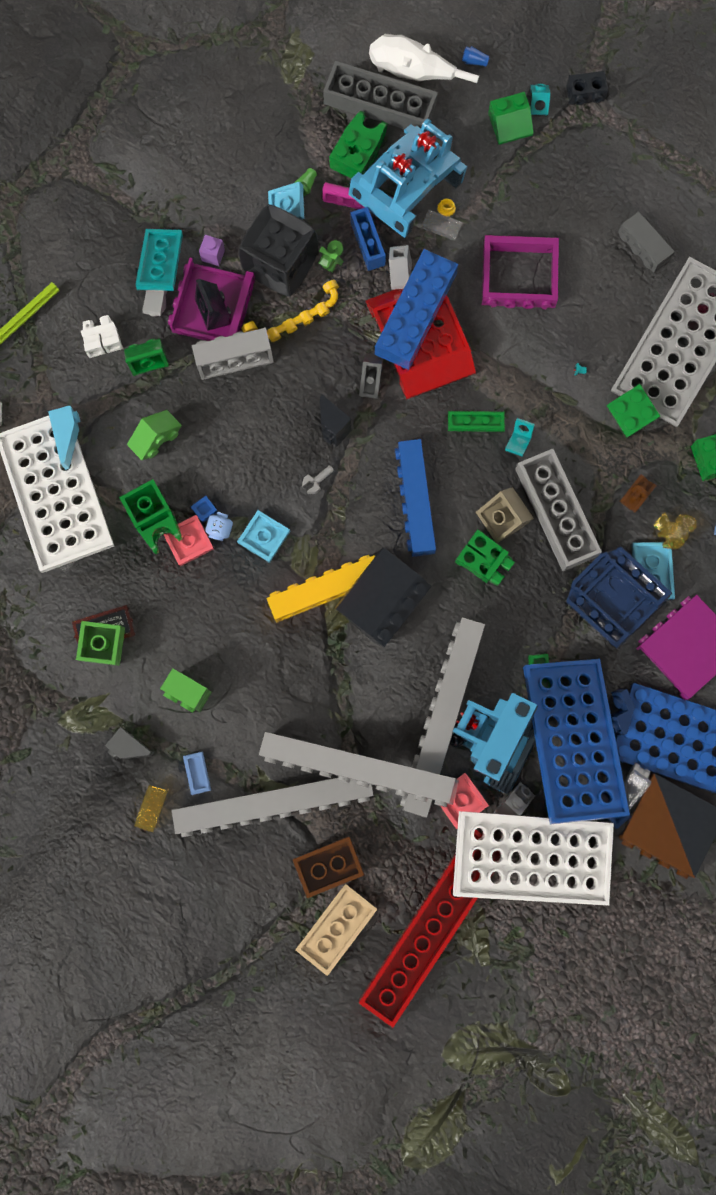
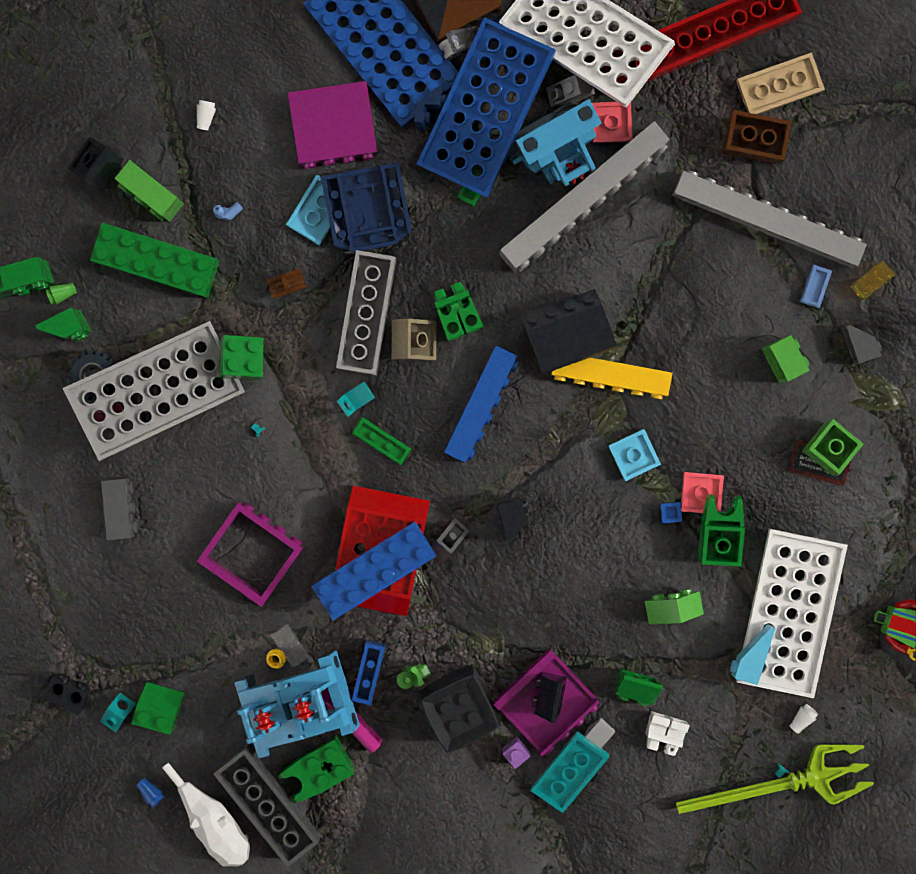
camera: 150 degrees left, 10 degrees up
(219, 526) = (668, 488): light blue head -> none
(232, 353) = (560, 638): light grey brick -> none
(289, 199) = (420, 754): medium azure plate -> none
(305, 316) = (488, 636): yellow bar -> none
(307, 180) = (388, 766): bright green cone -> none
(316, 480) = (554, 477): light grey bar -> none
(359, 768) = (683, 197): light grey brick -> none
(400, 266) = (358, 625): light grey slope -> none
(676, 532) = (278, 229): clear yellow animal -> none

